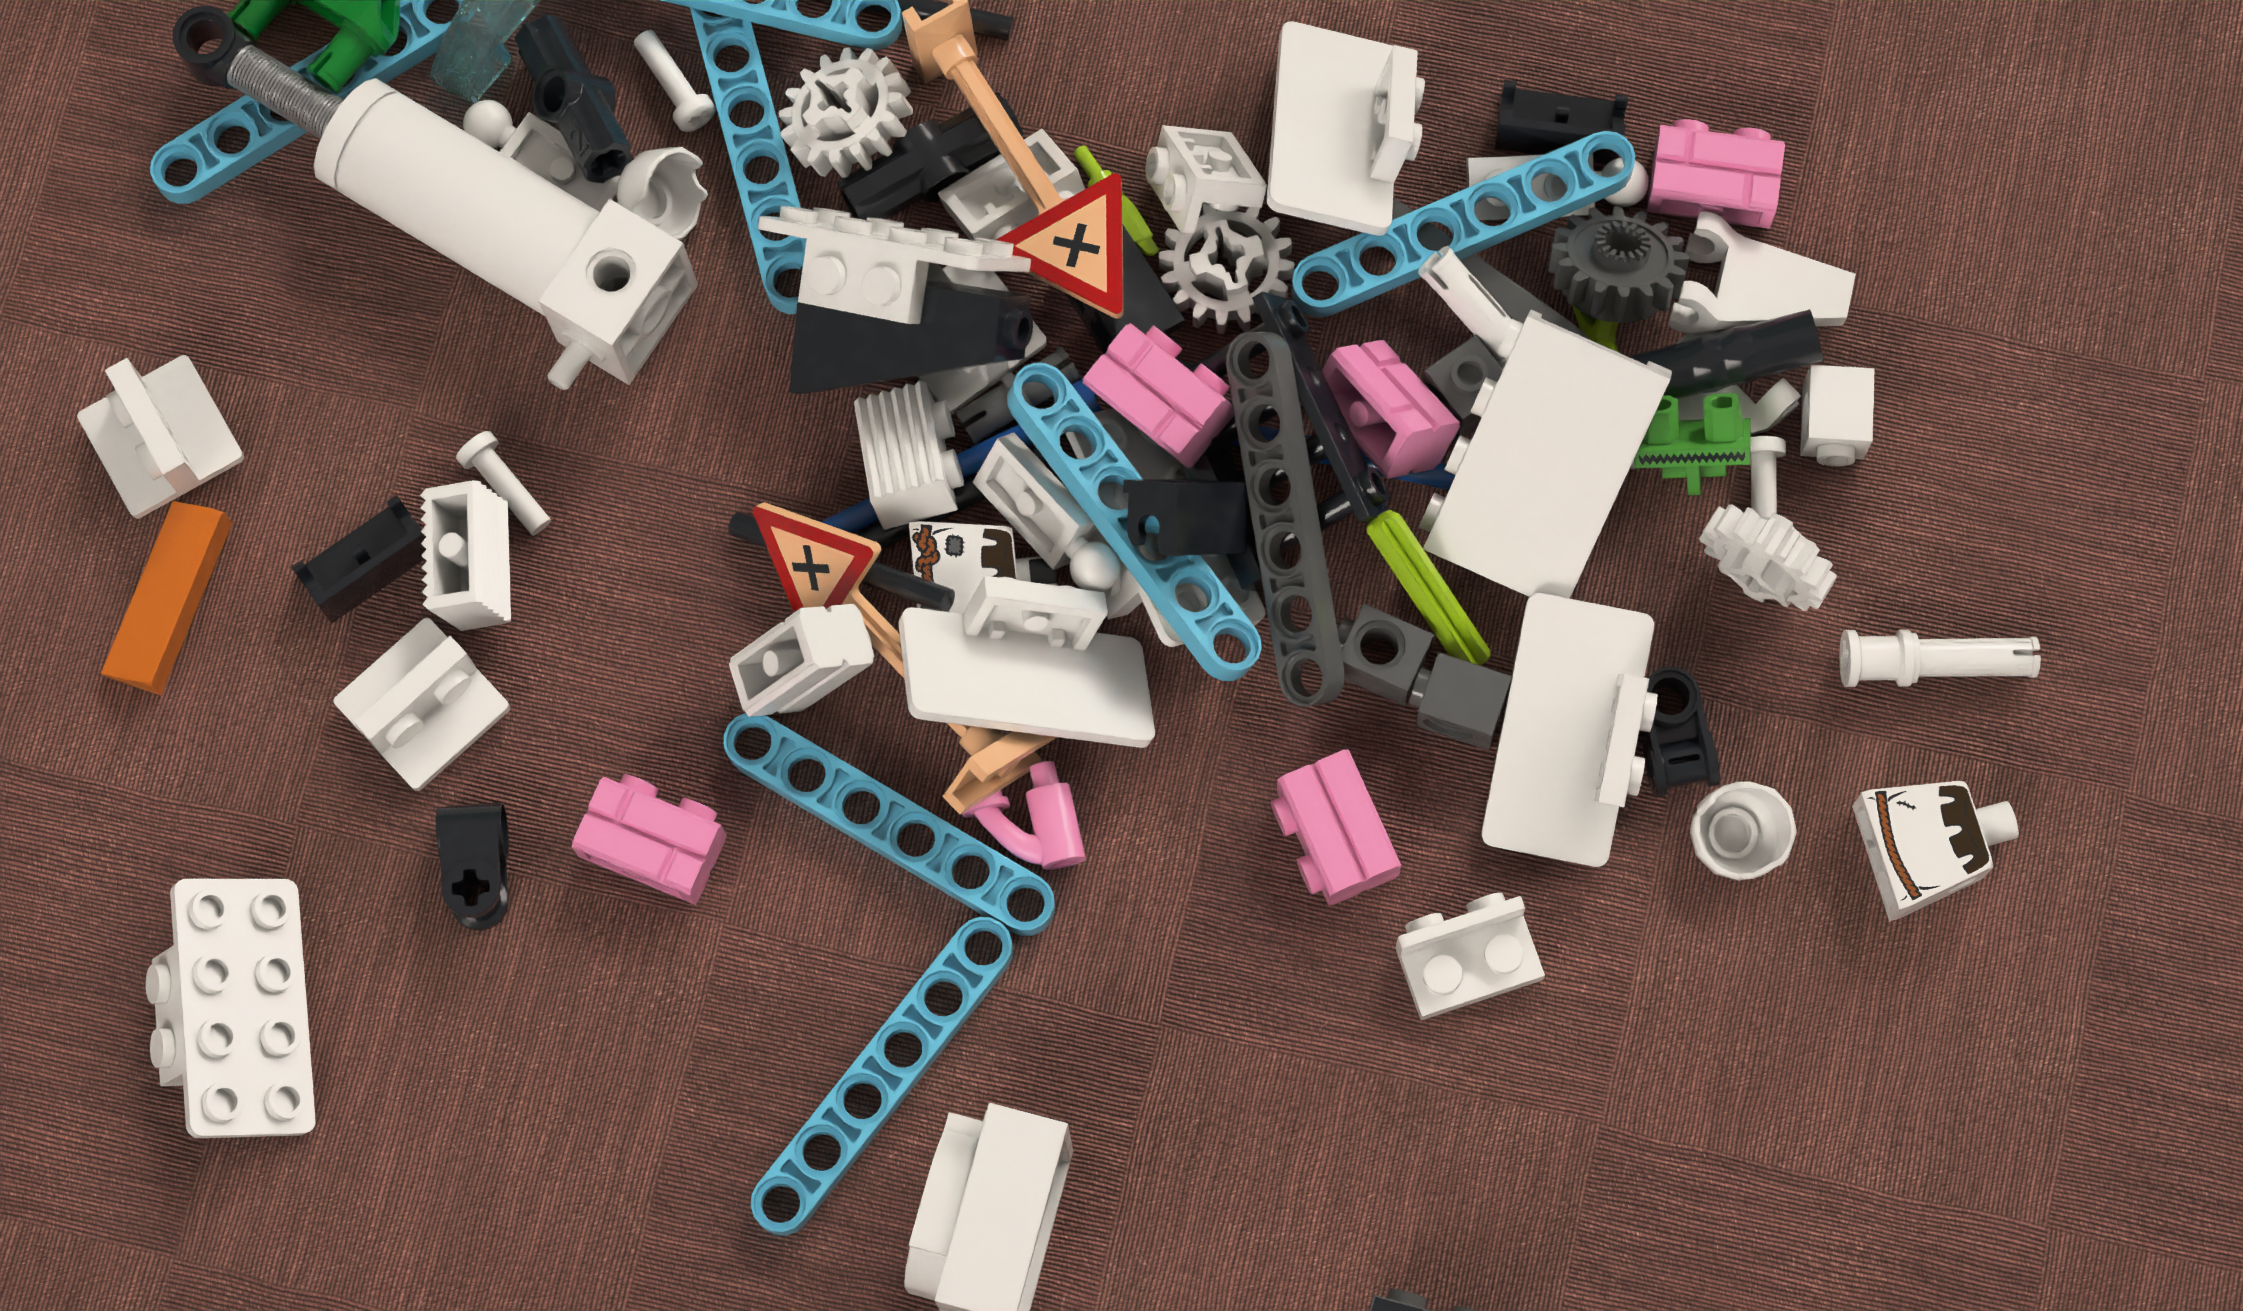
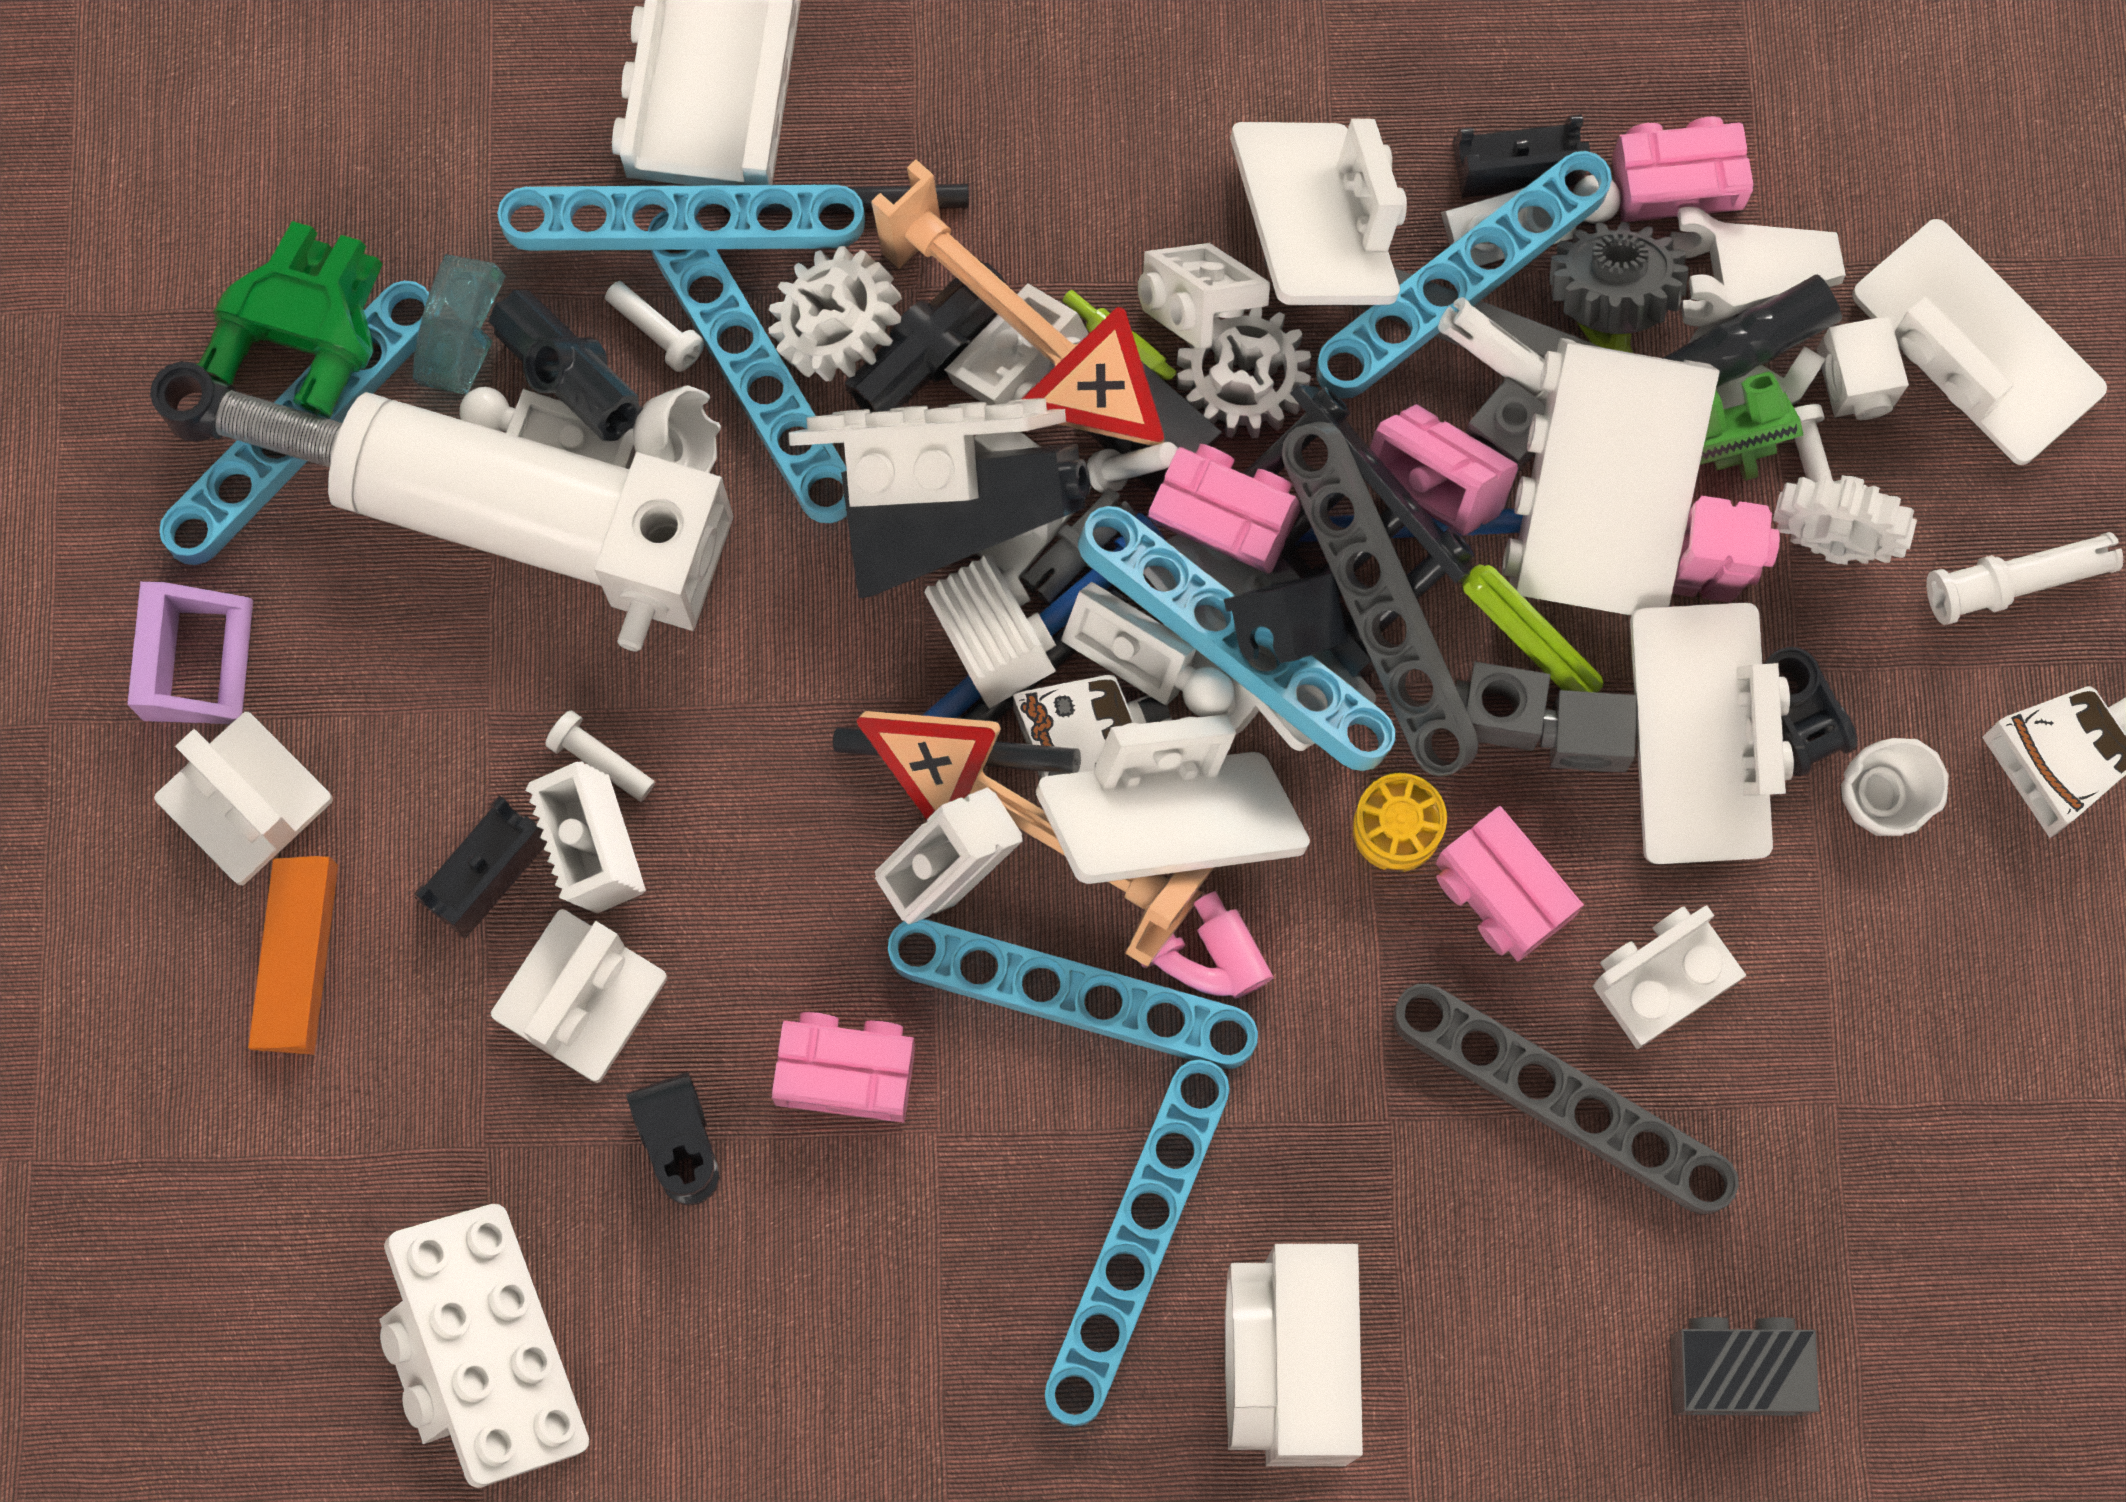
camera: 20 degrees left, 0 degrees up
(116, 277) = (156, 648): none -> lavender tile
(1073, 329) = (1113, 469): none -> white piece
(1250, 740) = (1399, 822): none -> yellow wheel
(1340, 1041) = (1569, 1088): none -> dark grey beam
(1637, 555) = (1725, 548): none -> bright pink brick
(1964, 417) = (1980, 342): none -> white bracket

